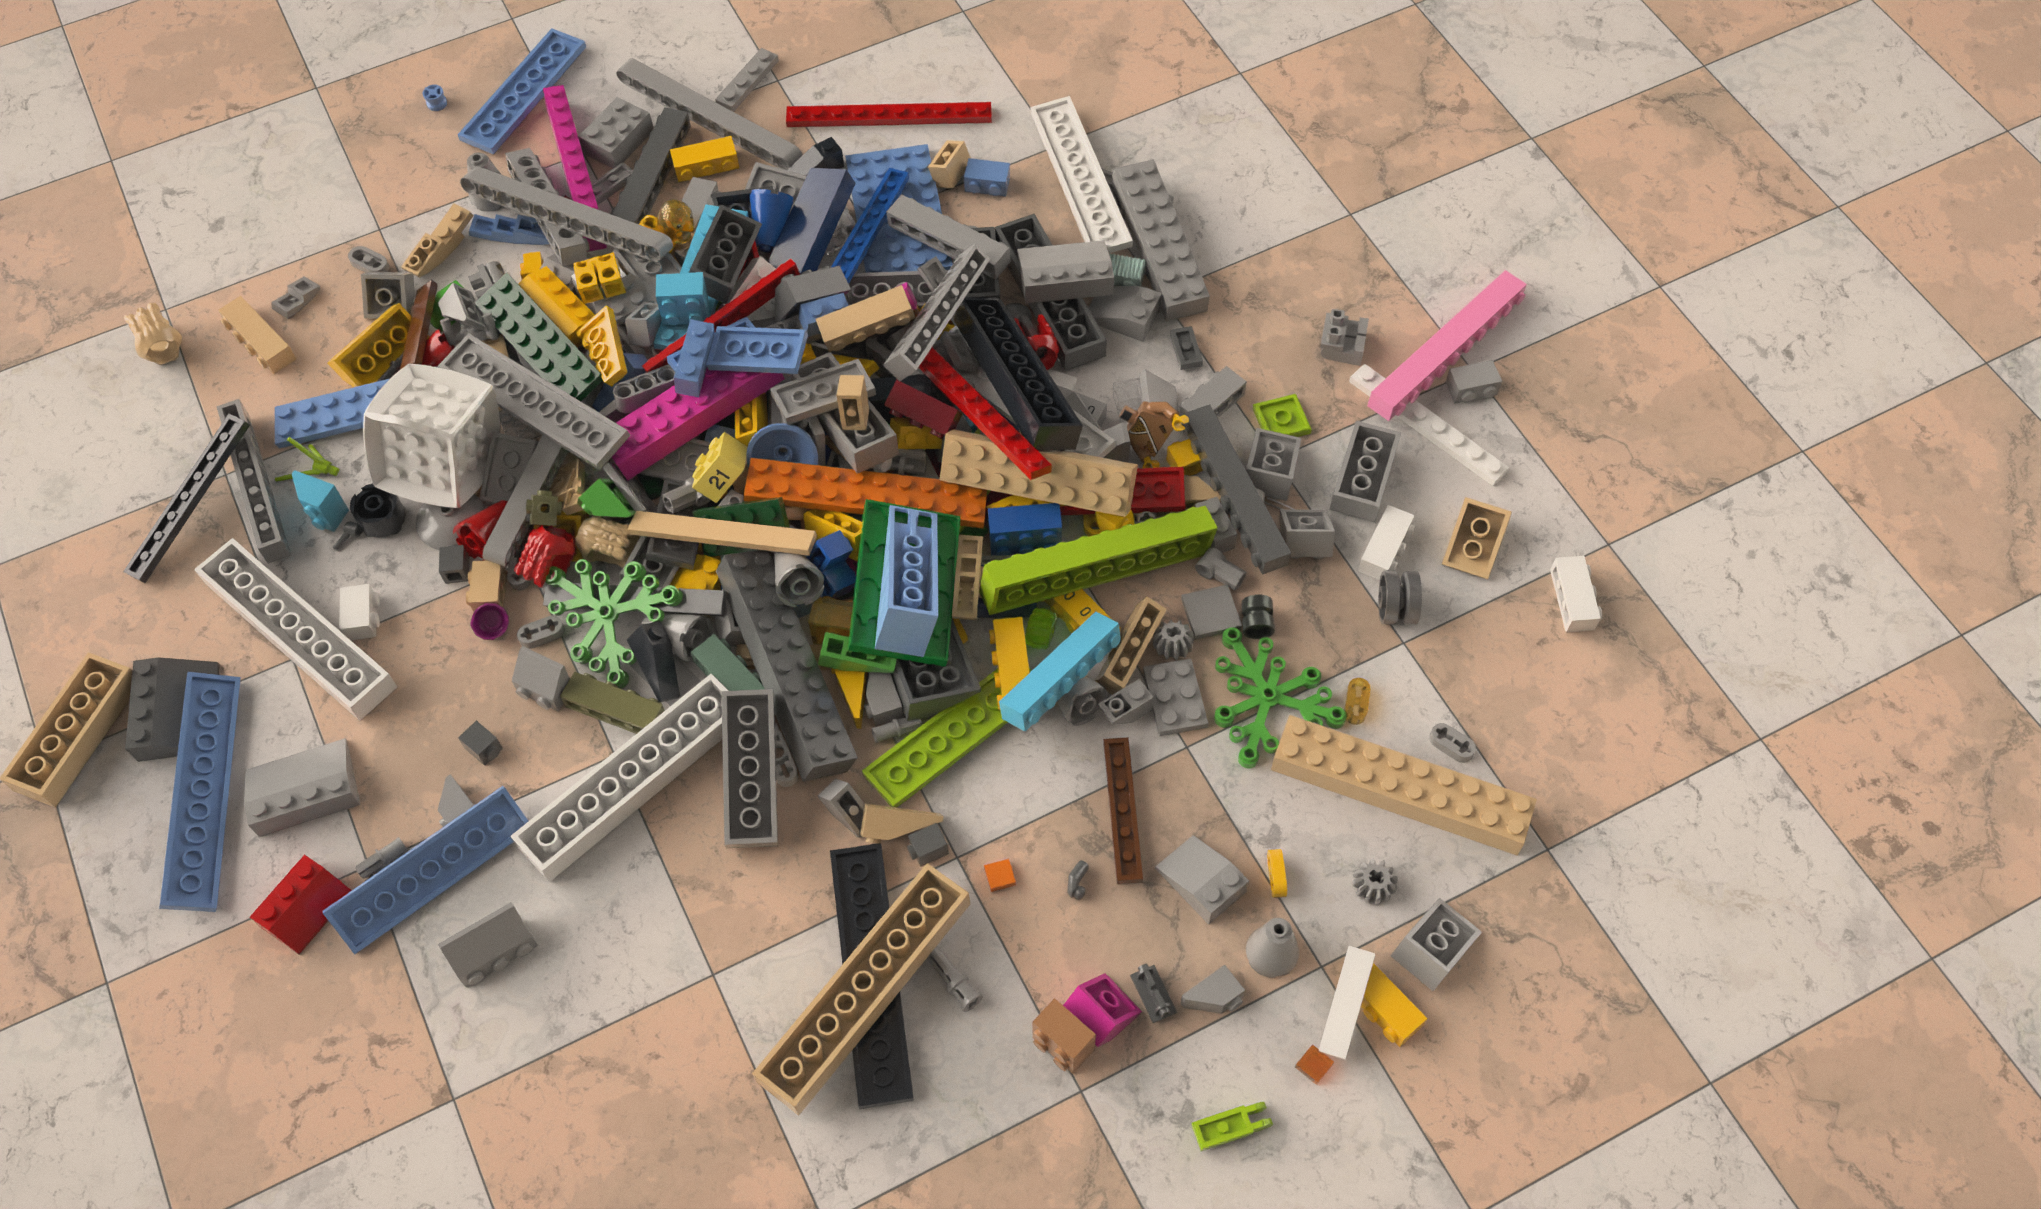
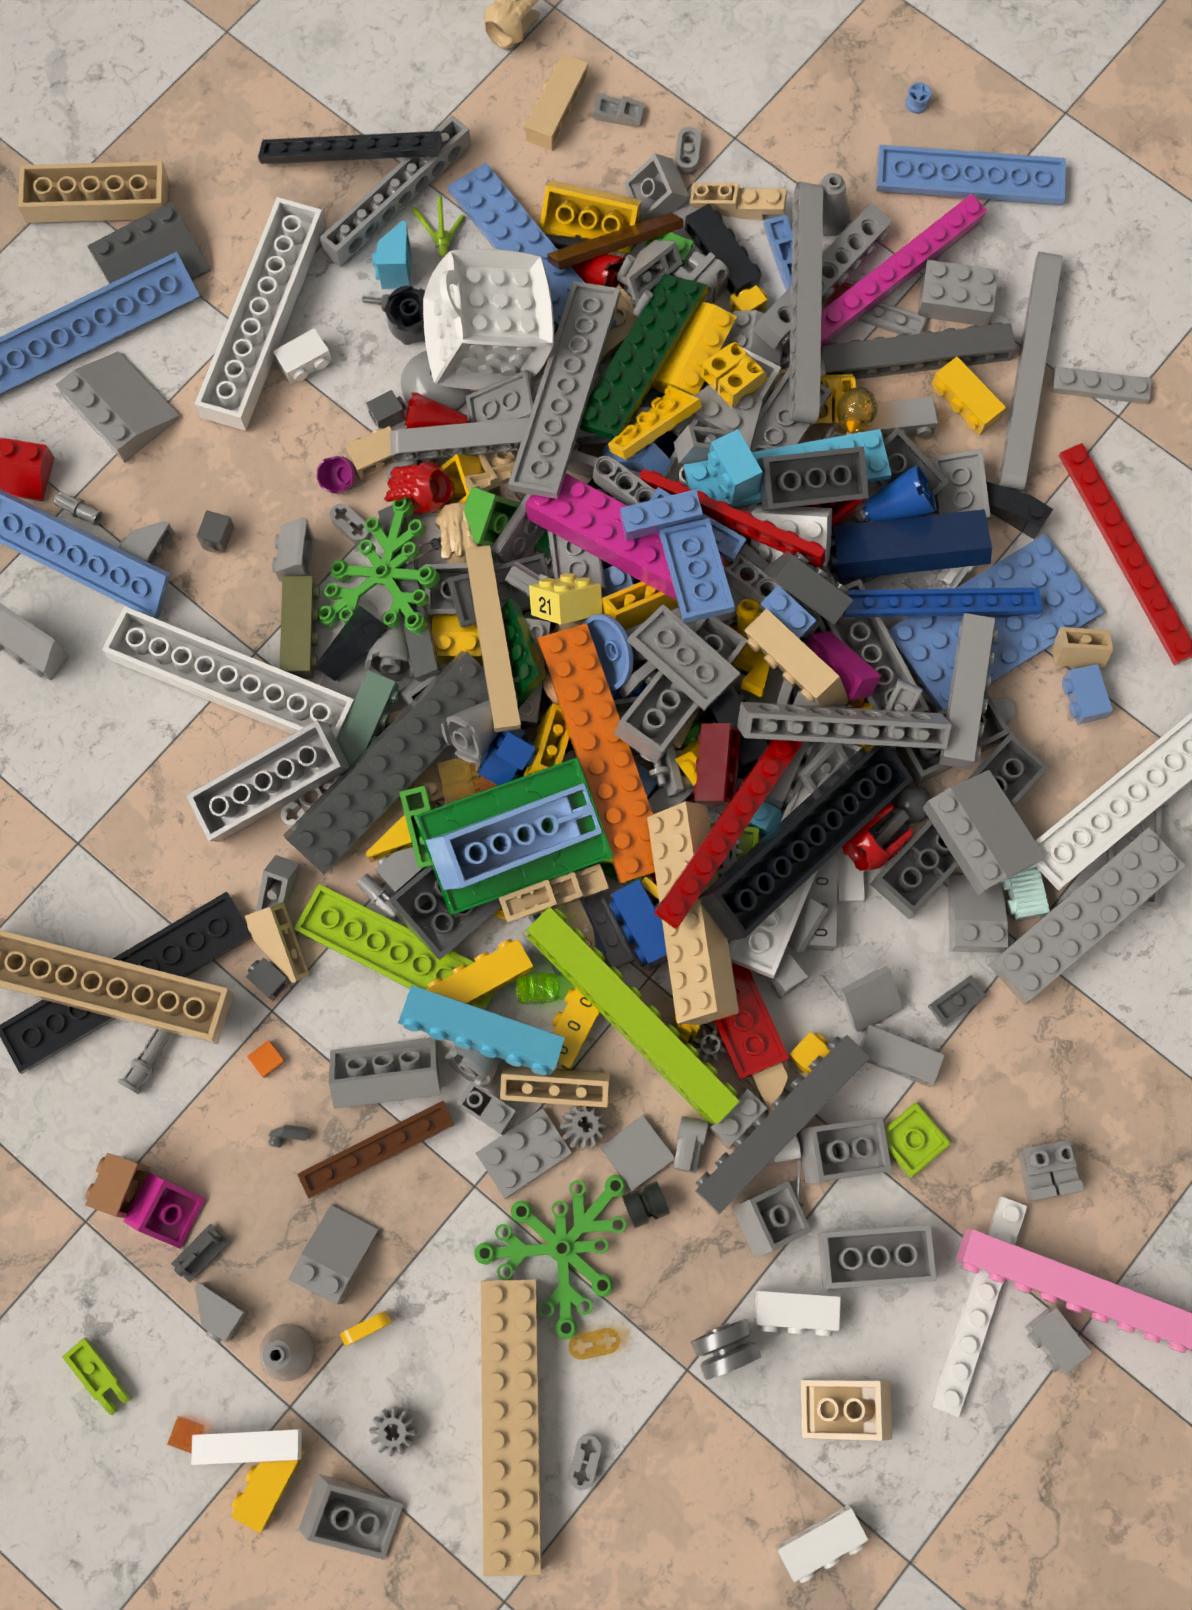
camera: 65 degrees right, 15 degrees up
(458, 267) = (711, 235): none -> black brick
(545, 517) = (455, 460): olive brick -> none
(853, 402) = (670, 693): tan brick -> none
(1058, 777) = (384, 1073): none -> light grey slope
(1150, 428) = (819, 1005): medium nougat torso -> none

